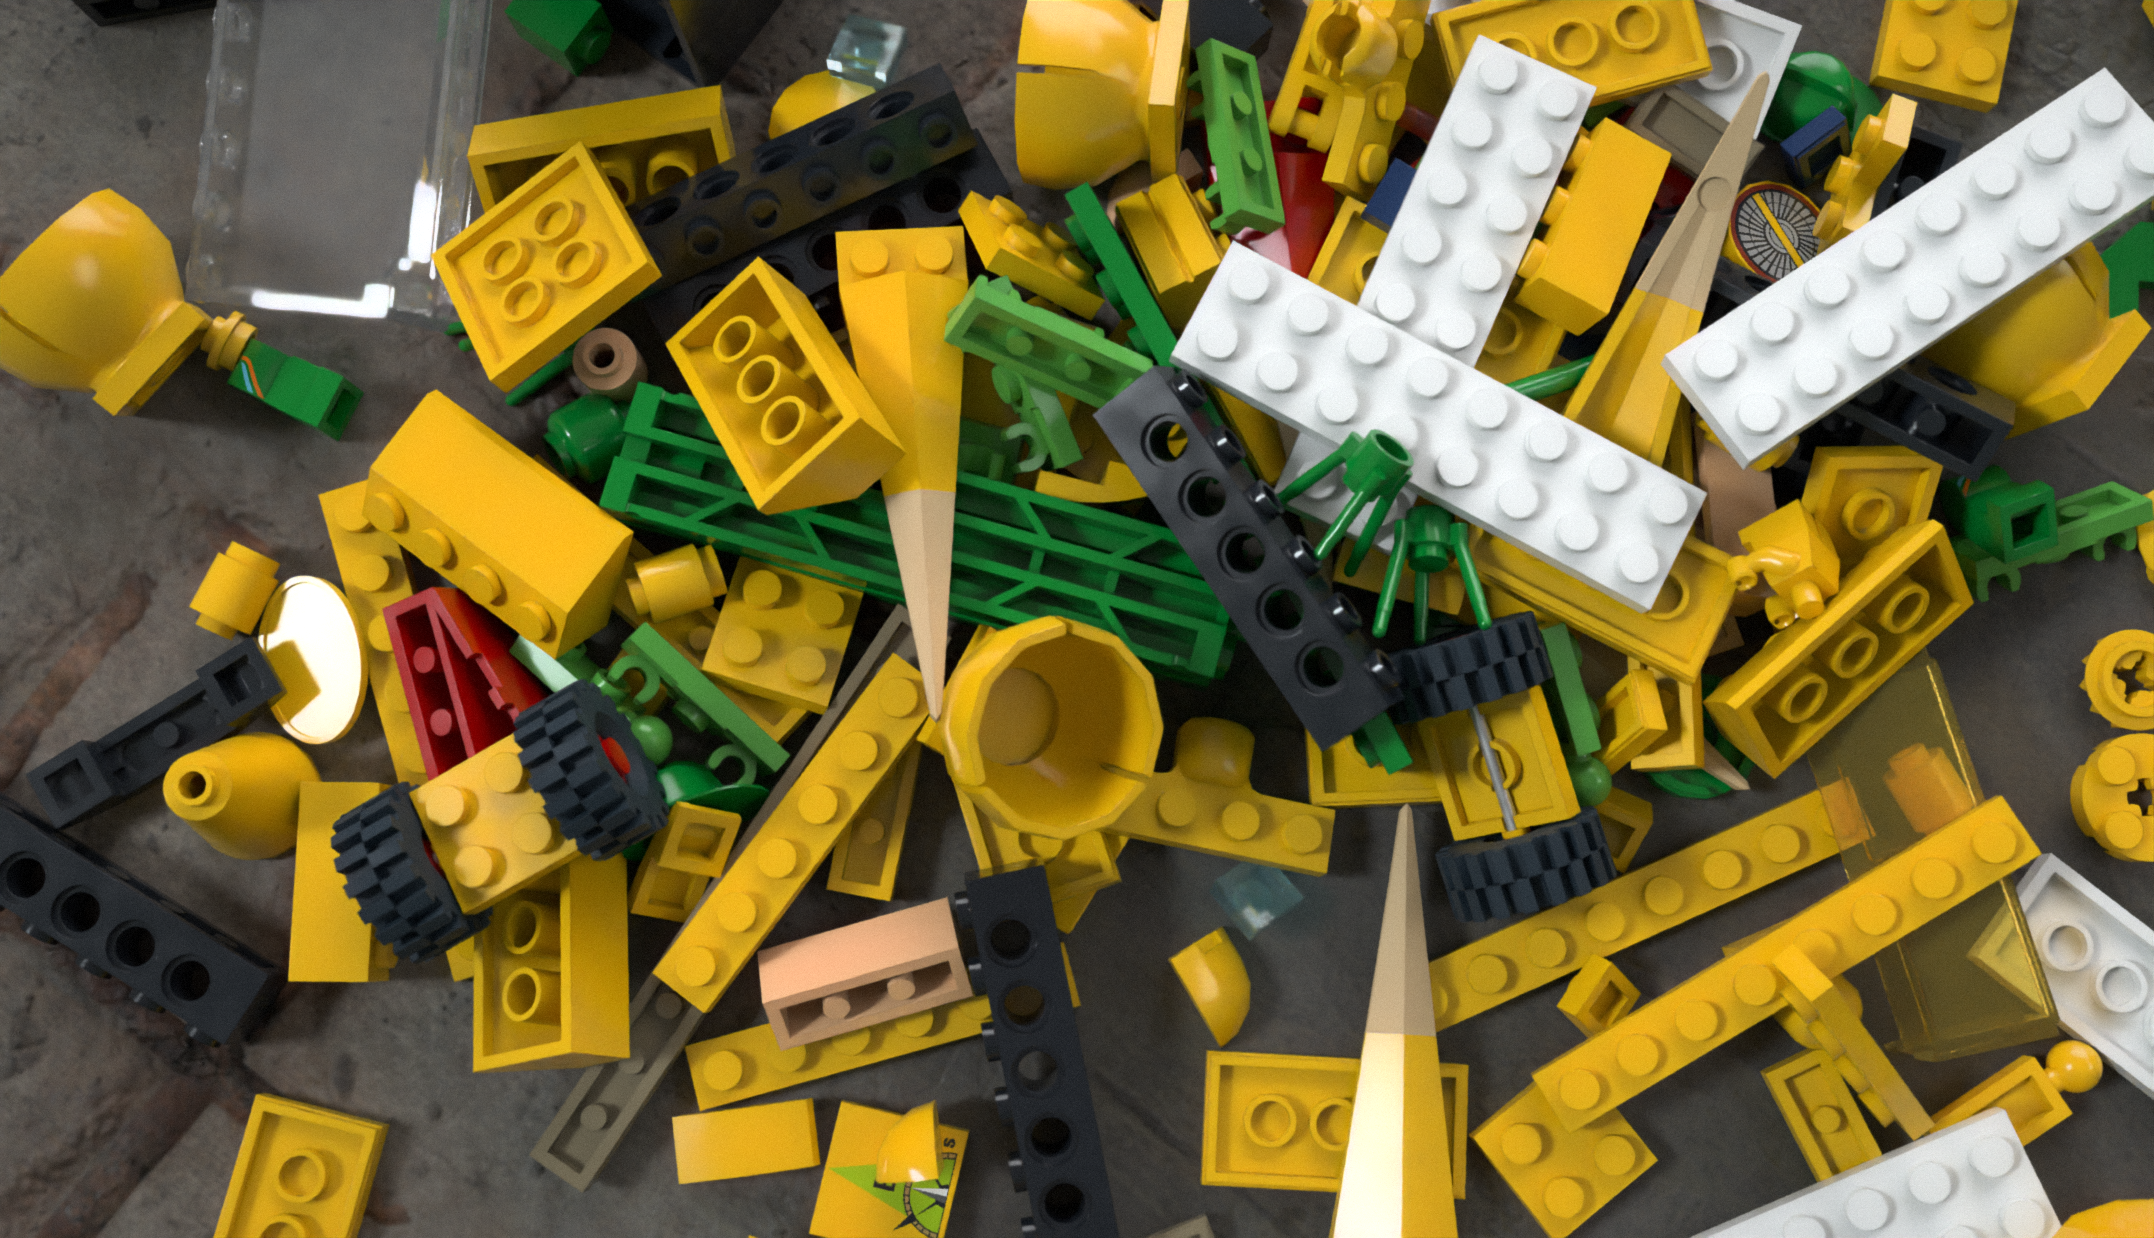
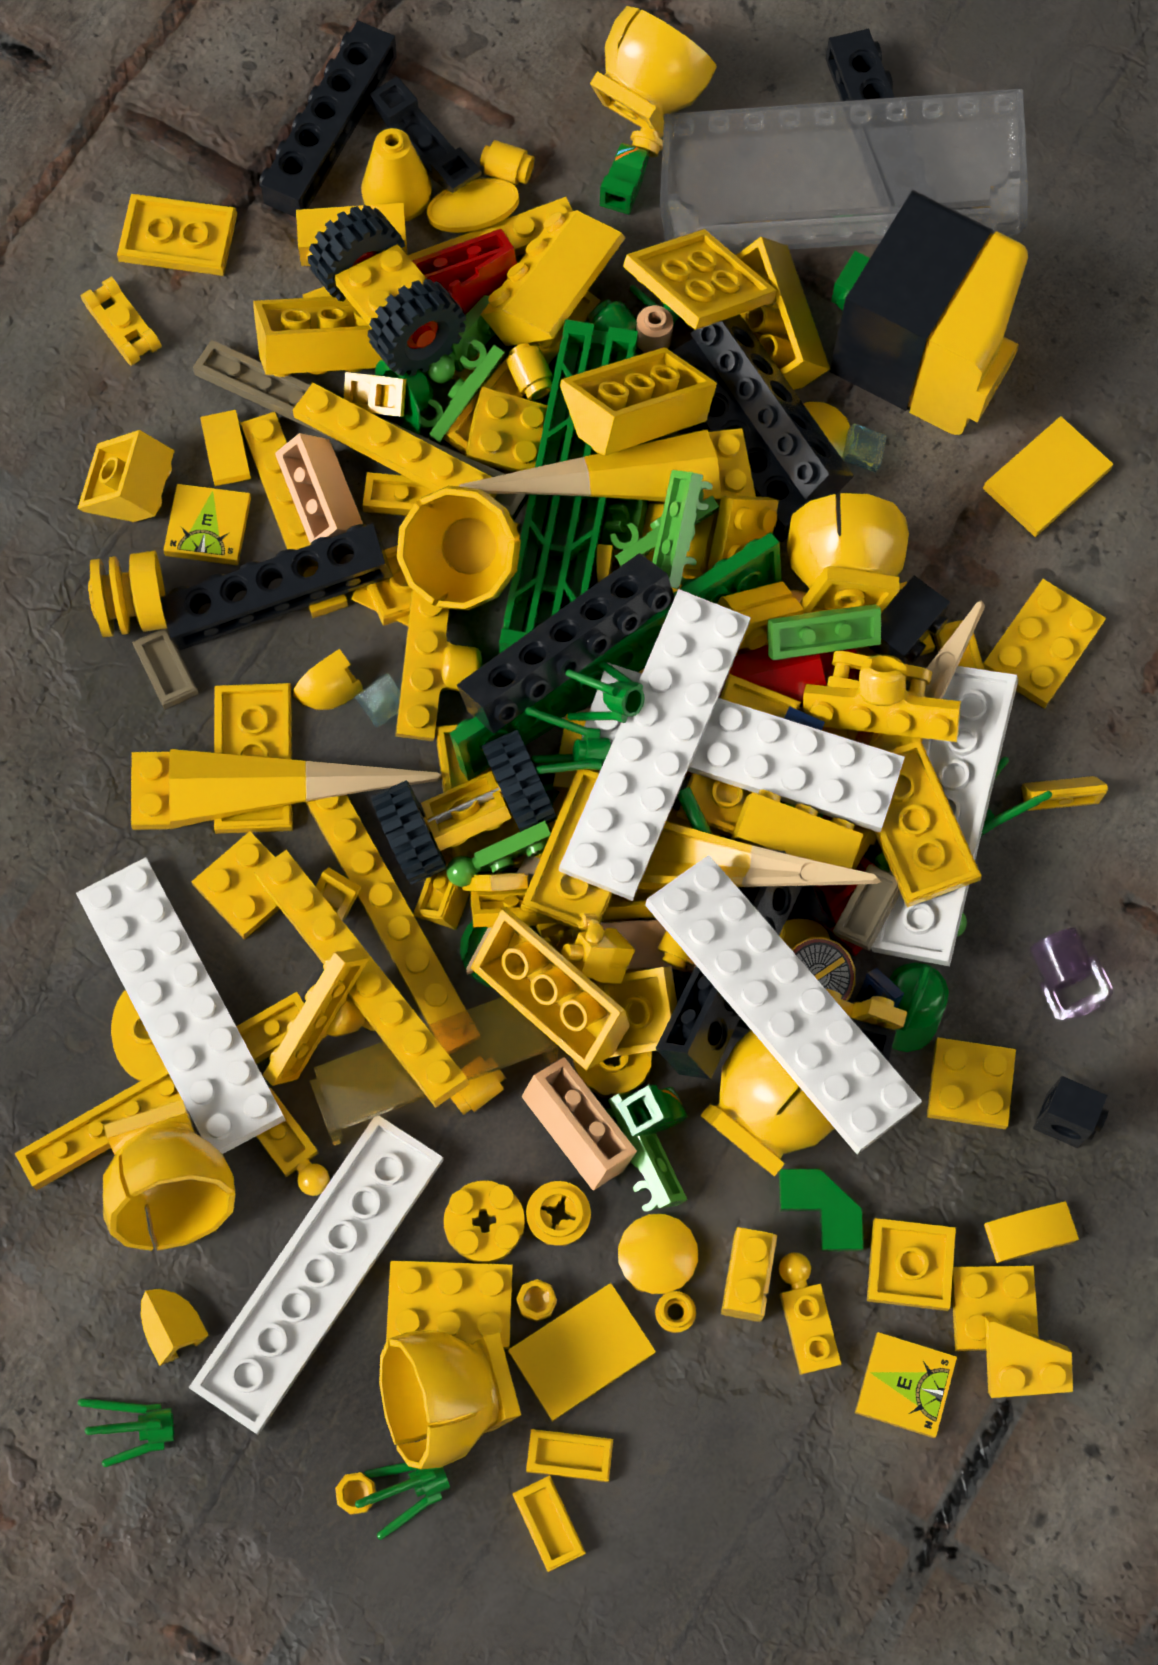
camera: 85 degrees right, 10 degrees down
(912, 1148) = (228, 525): yellow brick -> none
(2023, 625) = (578, 1123): none -> light nougat brick

